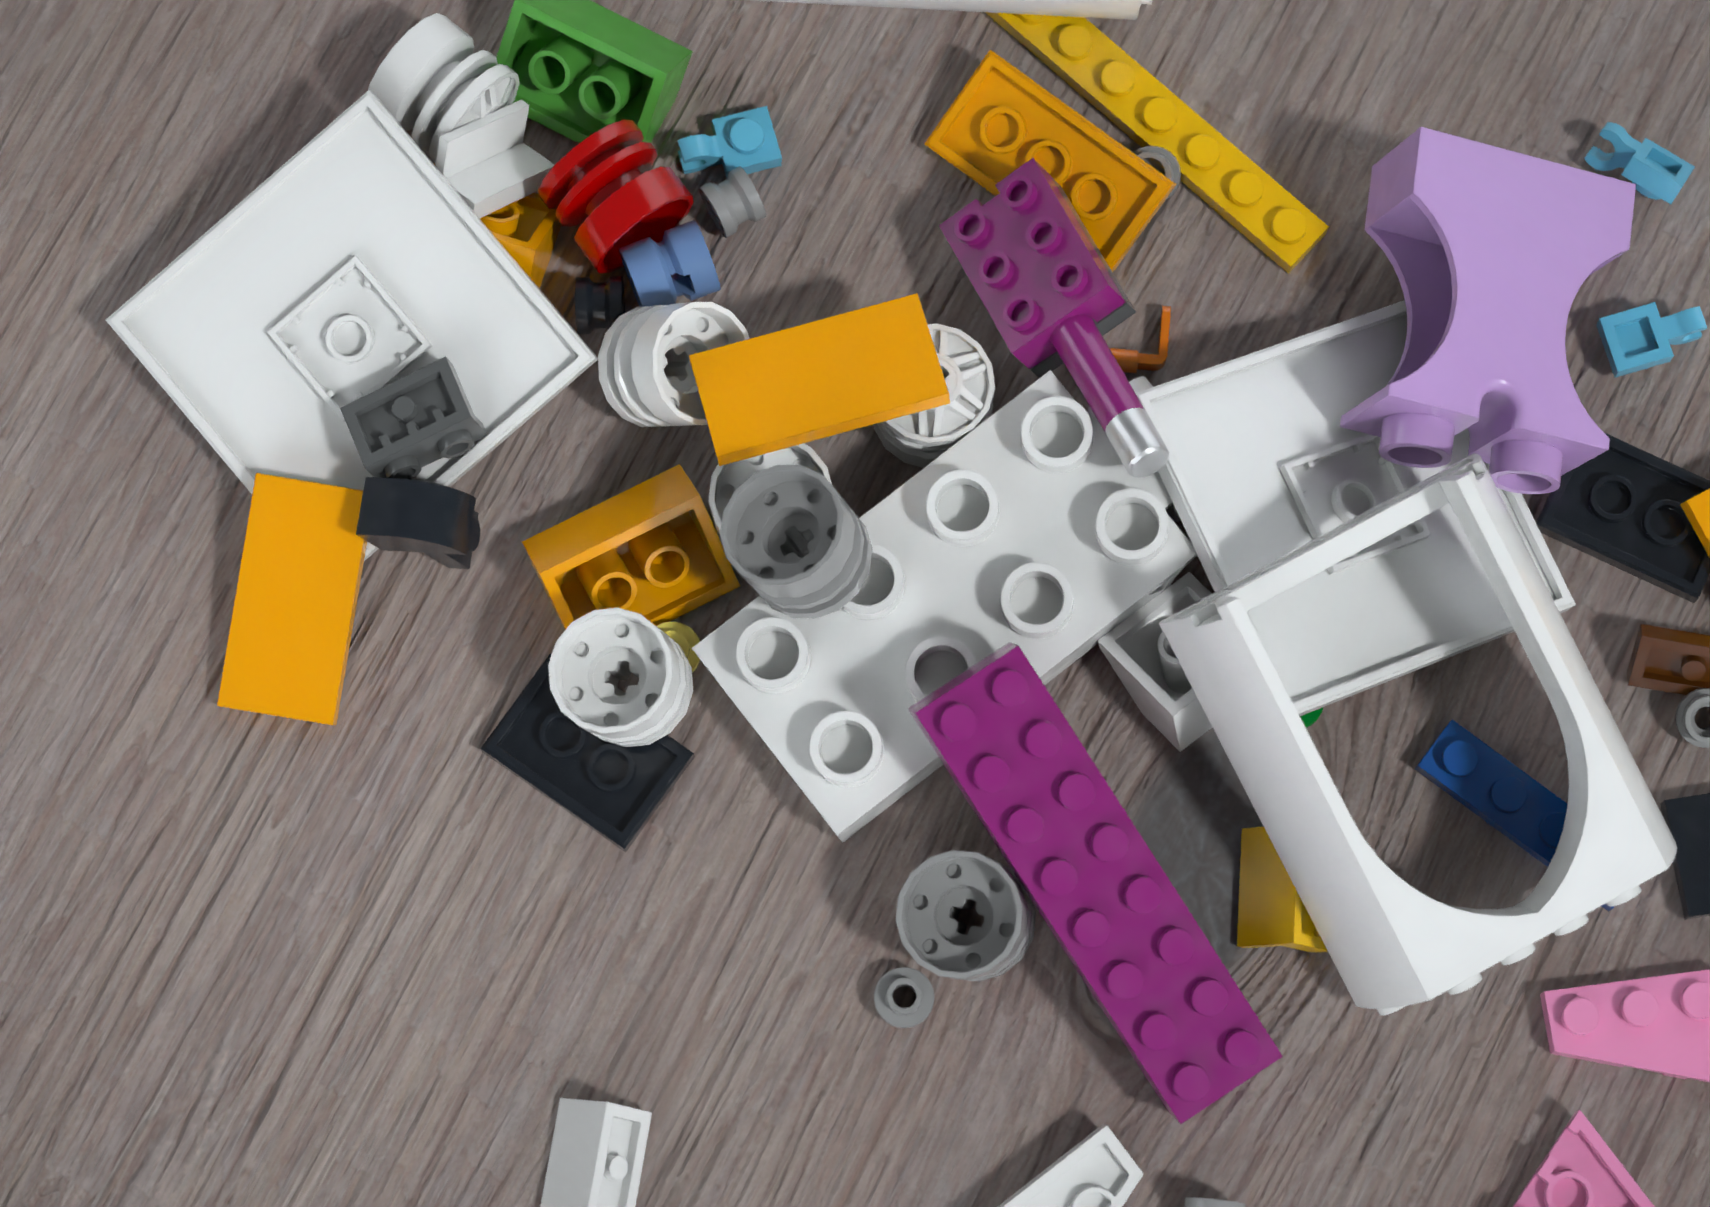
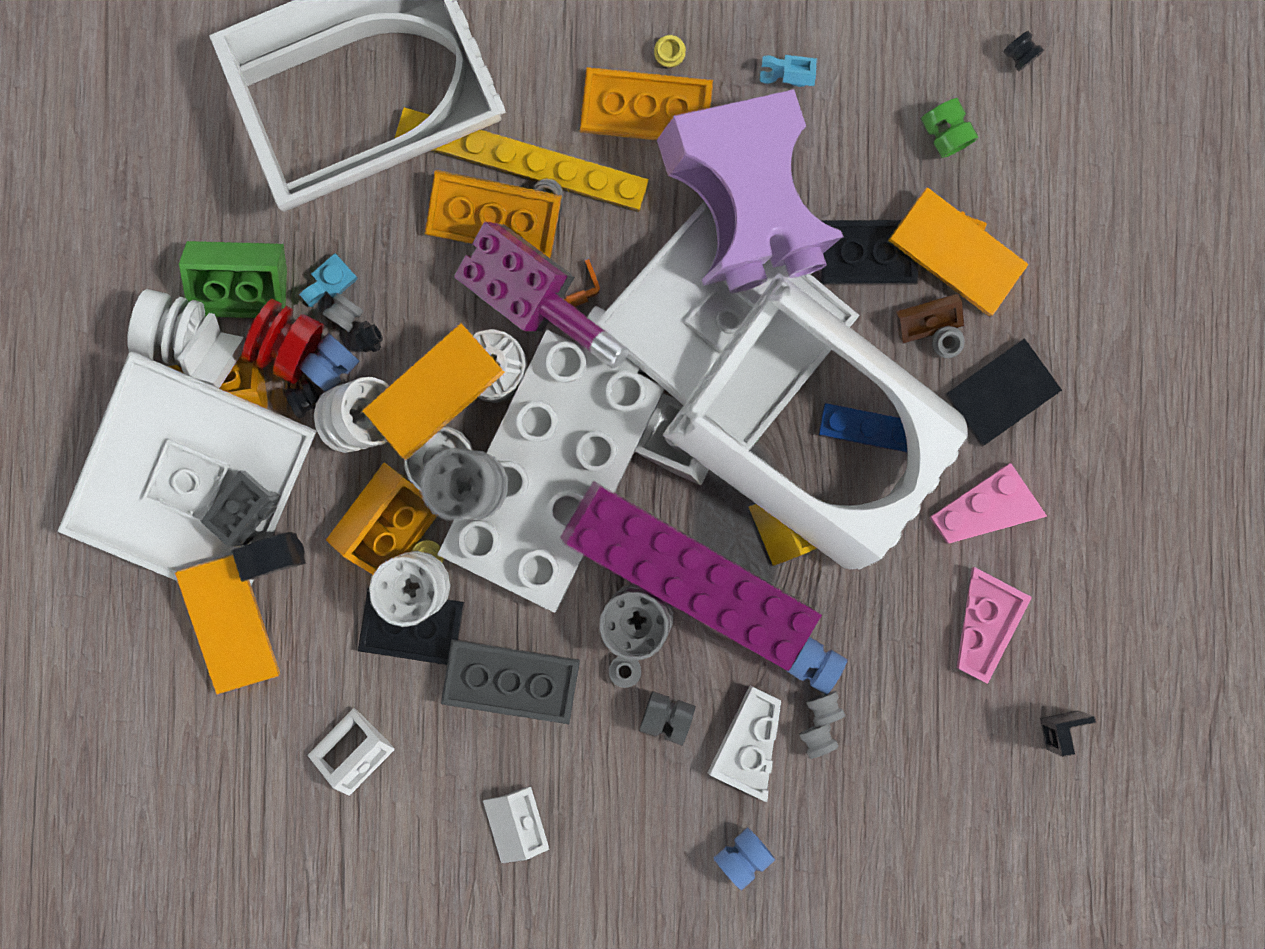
camera: 30 degrees left, 10 degrees up
(390, 930) = (360, 762): none -> white tile
(705, 920) = (510, 681): none -> dark grey tile
(753, 259) = (368, 337): none -> black plate
(937, 1107) = (667, 718): none -> dark grey wheel
(1232, 1143) = (818, 666): none -> medium blue wheel
(1361, 97) = (638, 102): none -> light orange tile
(1459, 46) = (669, 51): none -> light yellow plate
(1643, 339) = (831, 161): medium azure plate -> none

